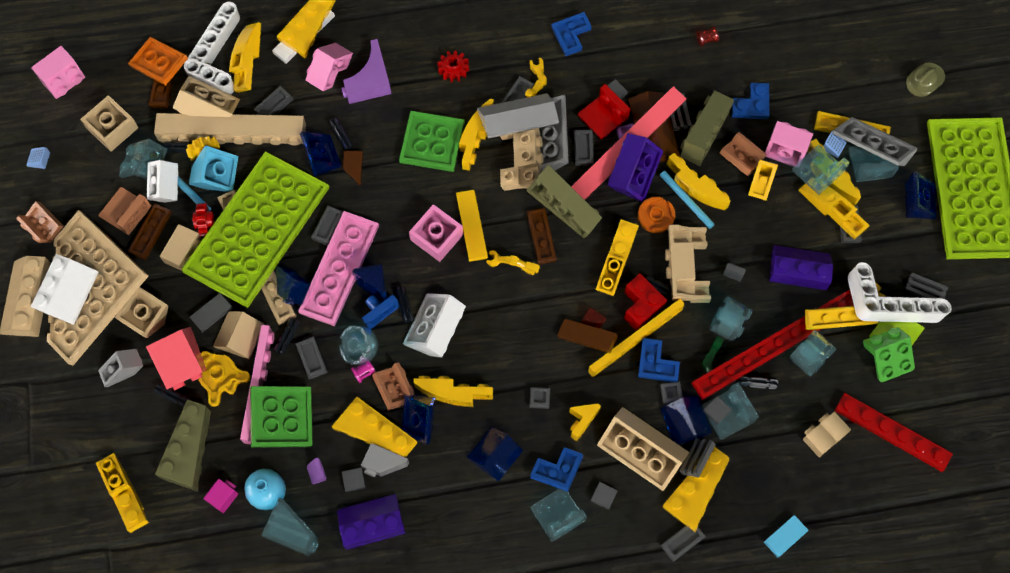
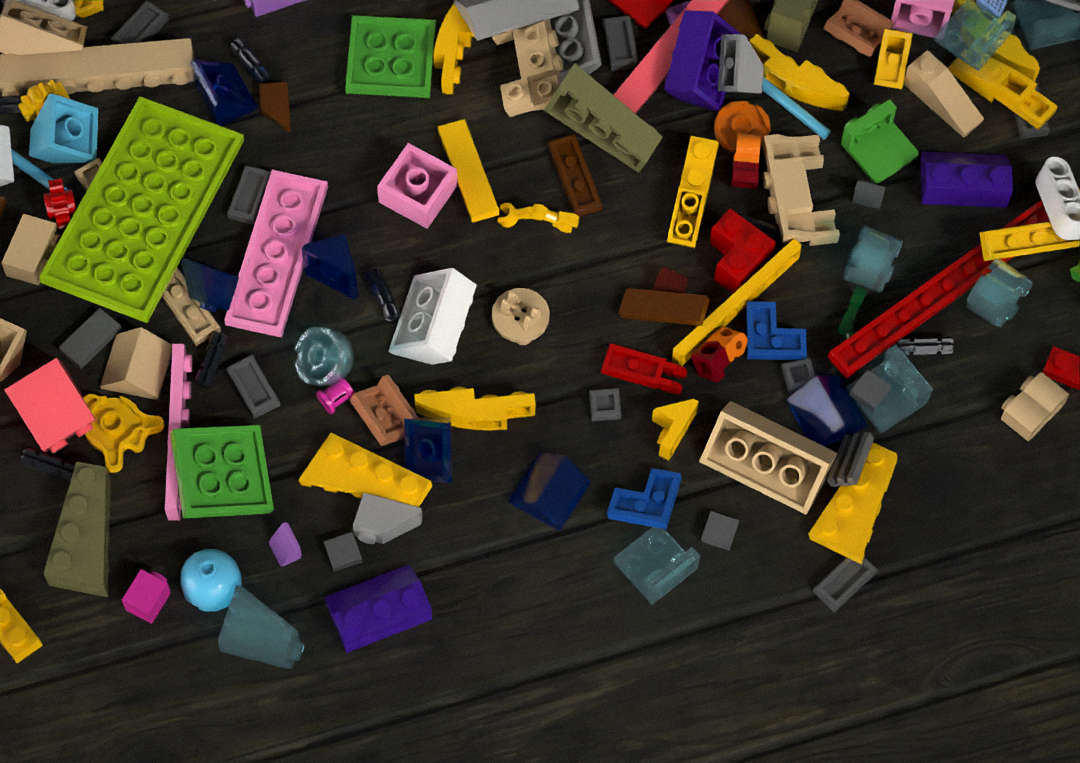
camera: 10 degrees left, 5 degrees down
(379, 310) = (348, 306): blue tile -> none
(498, 335) = (531, 323): none -> tan plate
(566, 376) = (642, 369): none -> red hinge
(619, 372) = (718, 353): none -> dark red leg
(655, 239) = (746, 161): none -> leg
(659, 174) = (739, 66): none -> light grey slope
(745, 237) = (878, 143): none -> bright green bracket
(786, 536) = (994, 555): medium azure tile -> none
(793, 207) = (942, 93): none -> tan slope

